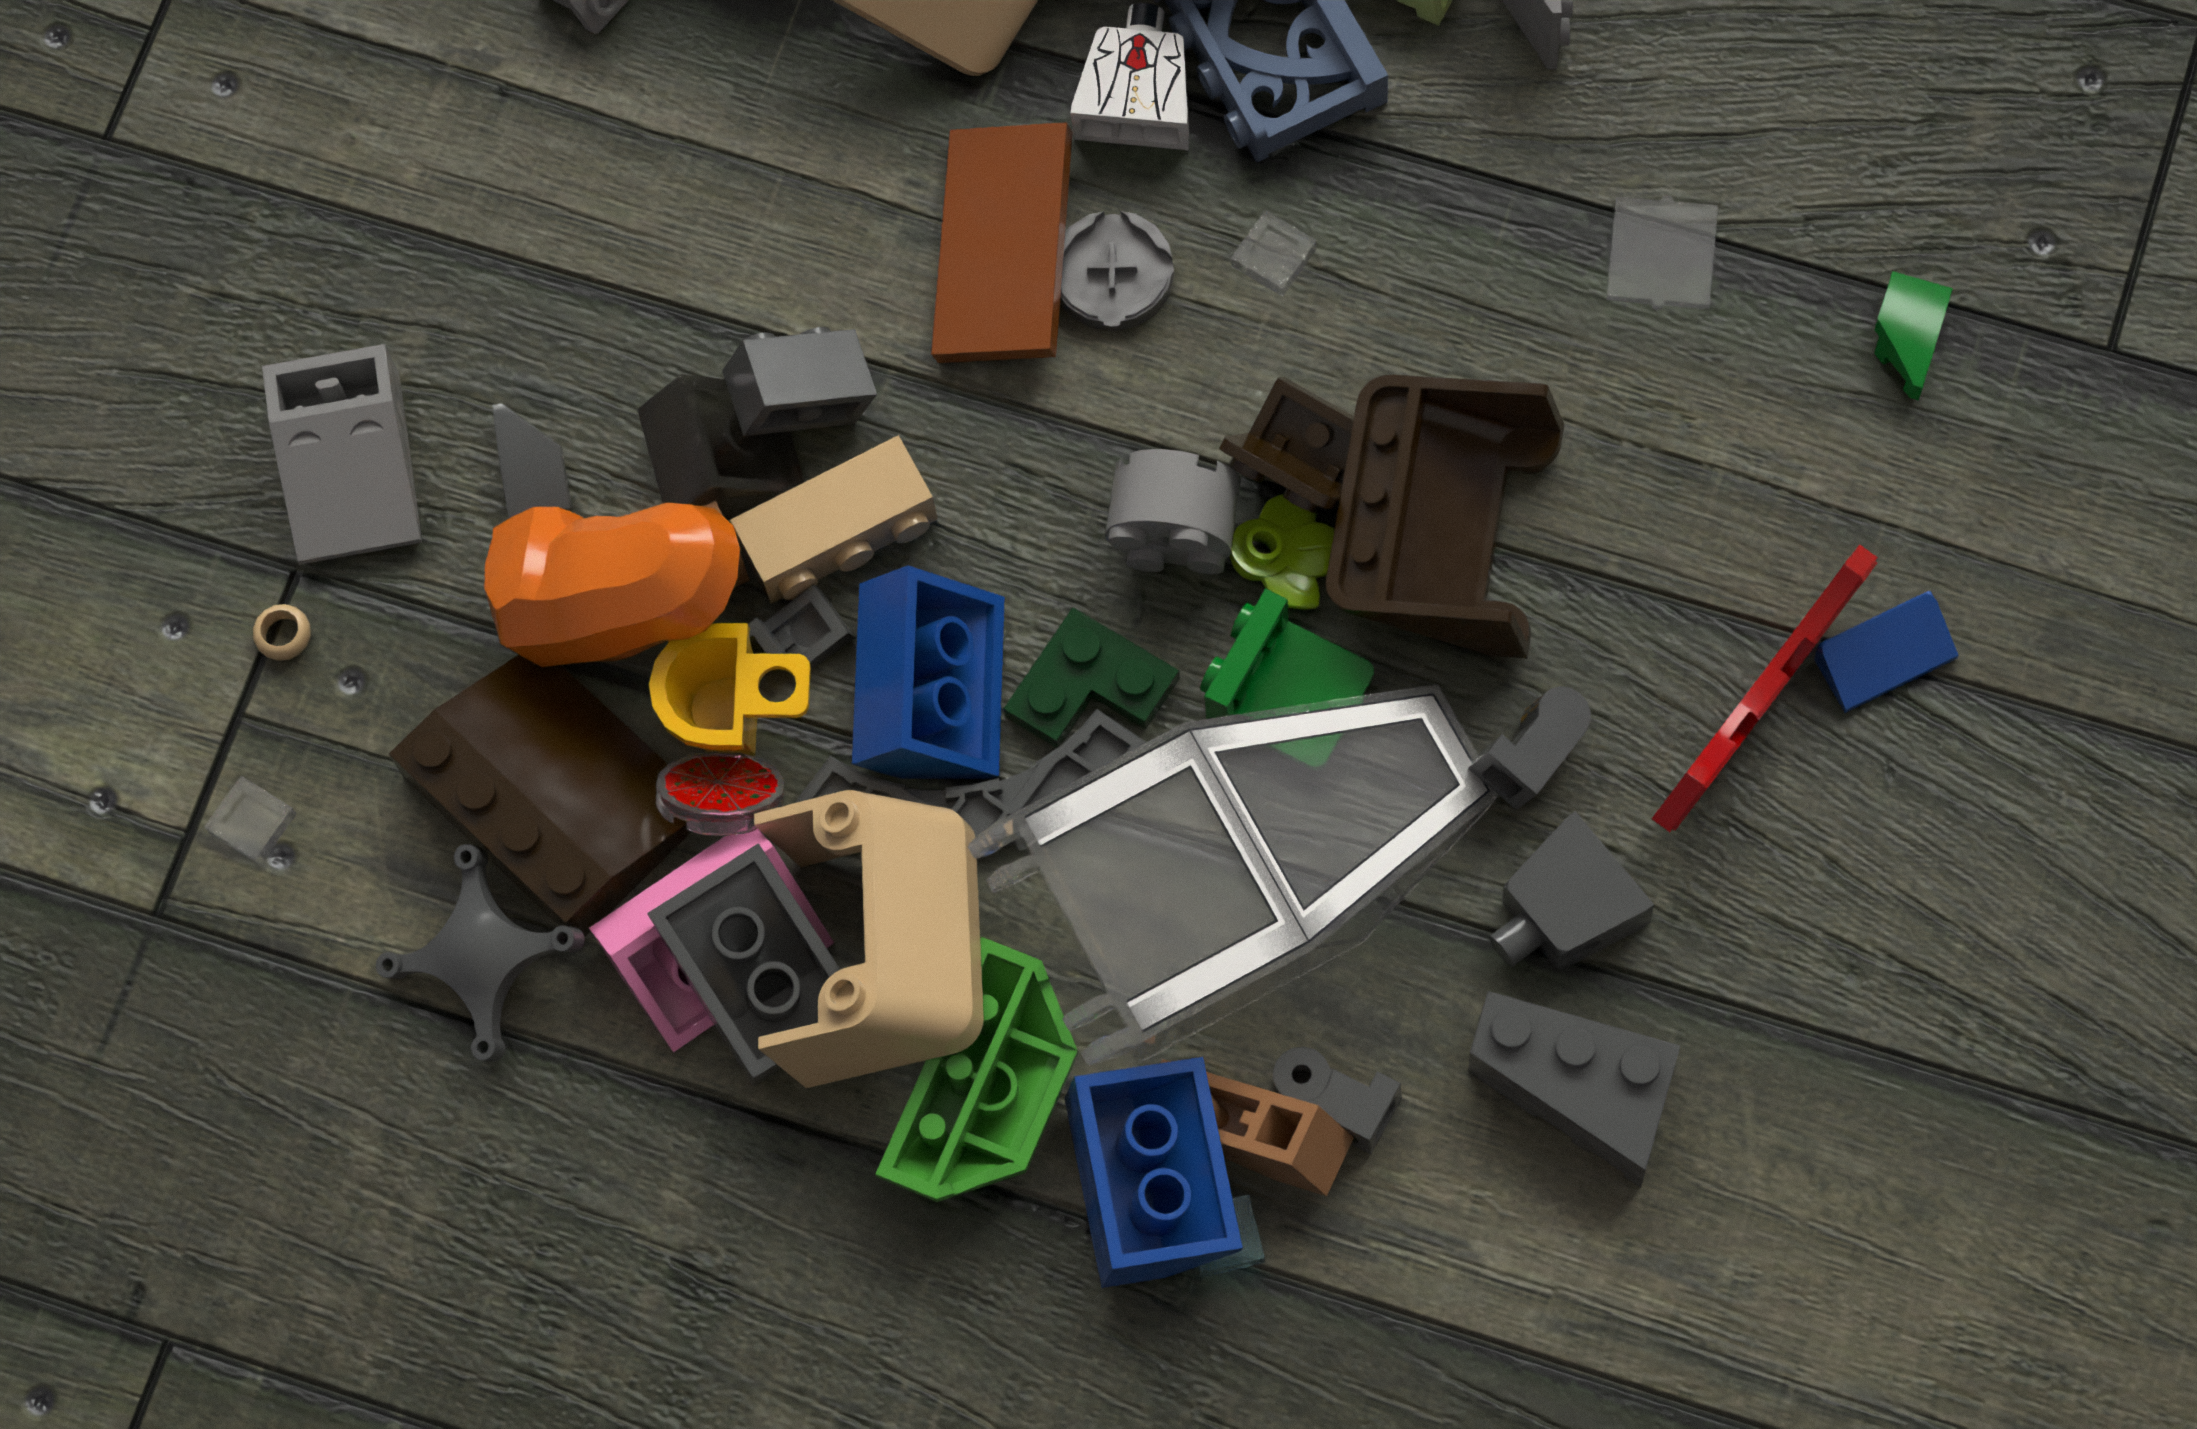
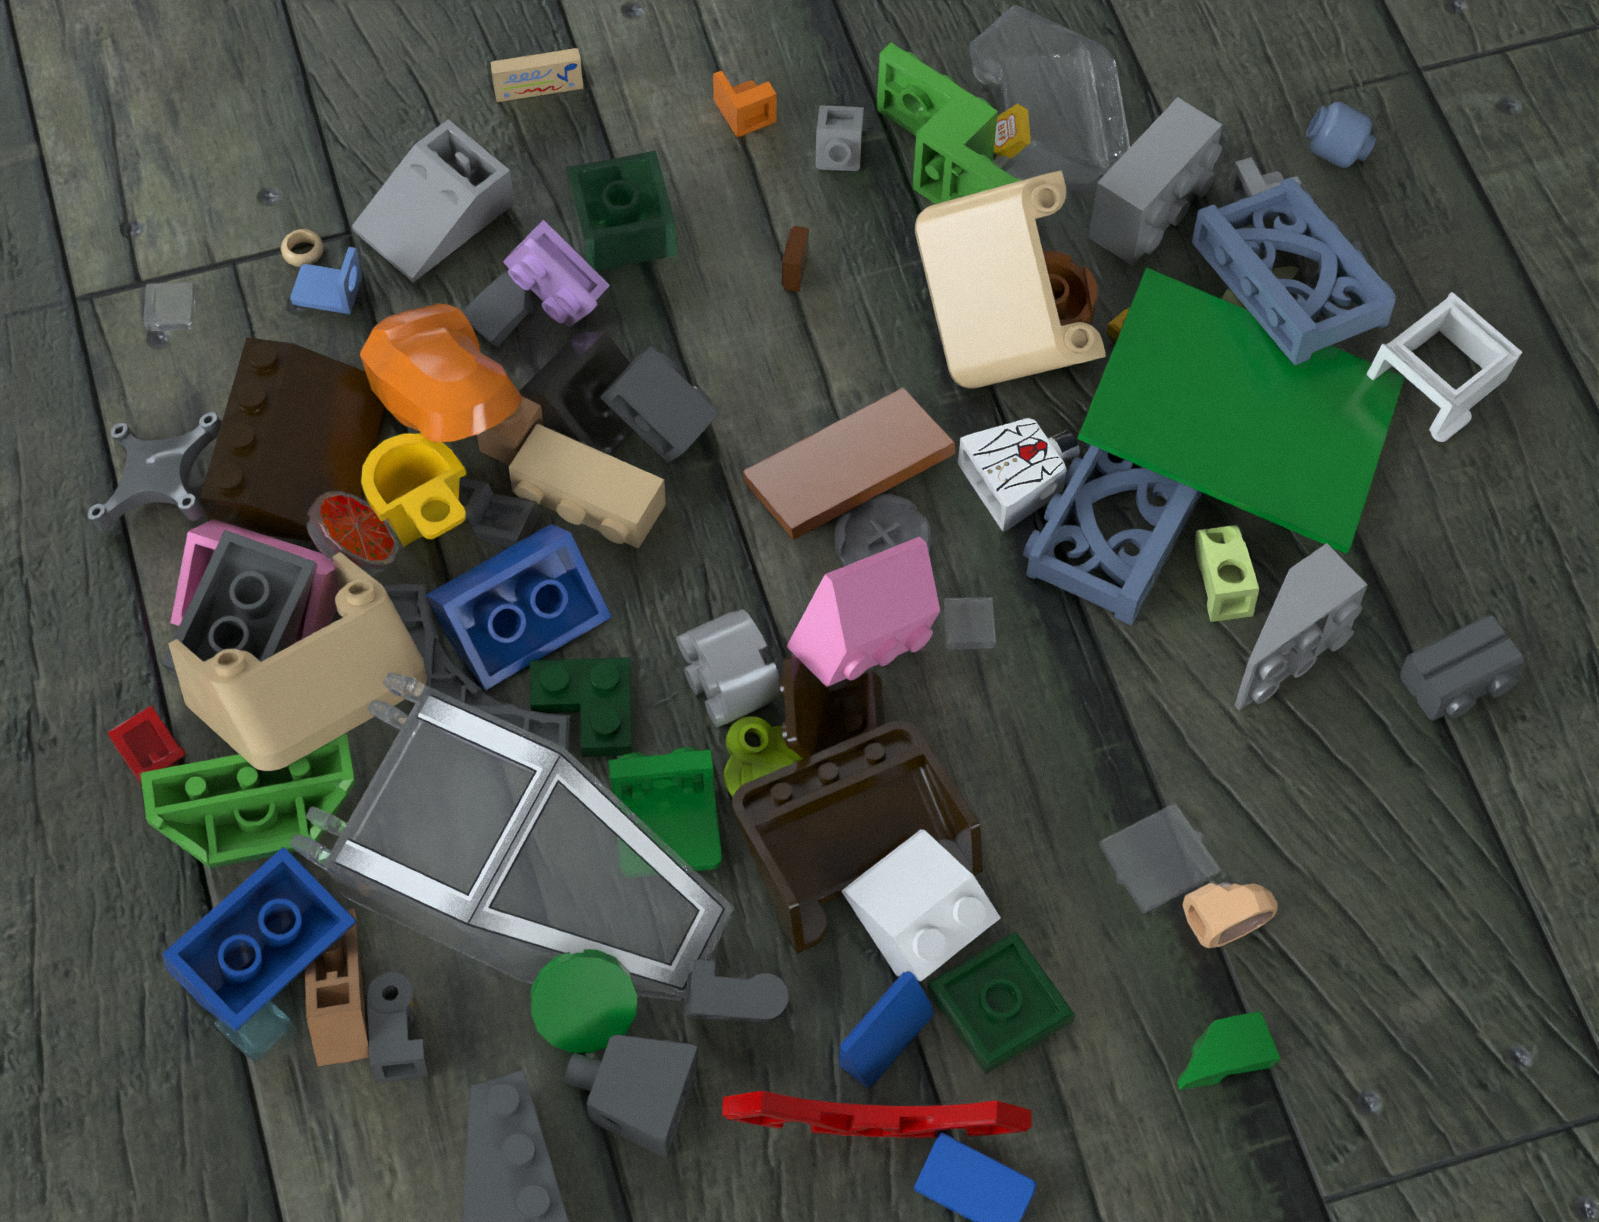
camera: 45 degrees right, 10 degrees down
(248, 240) = (537, 75): none -> tan tile
(362, 633) = (329, 287): none -> medium blue bracket
(457, 53) = (745, 105): none -> orange panel
(514, 265) = (622, 211): none -> clear green brick
(551, 384) = (555, 275): none -> lavender bracket
(708, 130) = (795, 258): none -> reddish brown tile
(826, 1158) = (146, 743): none -> red bracket
(1230, 339) = (868, 613): none -> bright pink slope
(1445, 891) = (583, 1001): none -> green tile
(1575, 504) = (920, 906): none -> white slope
(1668, 629) = (885, 1030): none -> blue slope
(1715, 501) = (1000, 1002): none -> dark green plate
(1770, 229) = (1227, 911): none -> light nougat rock

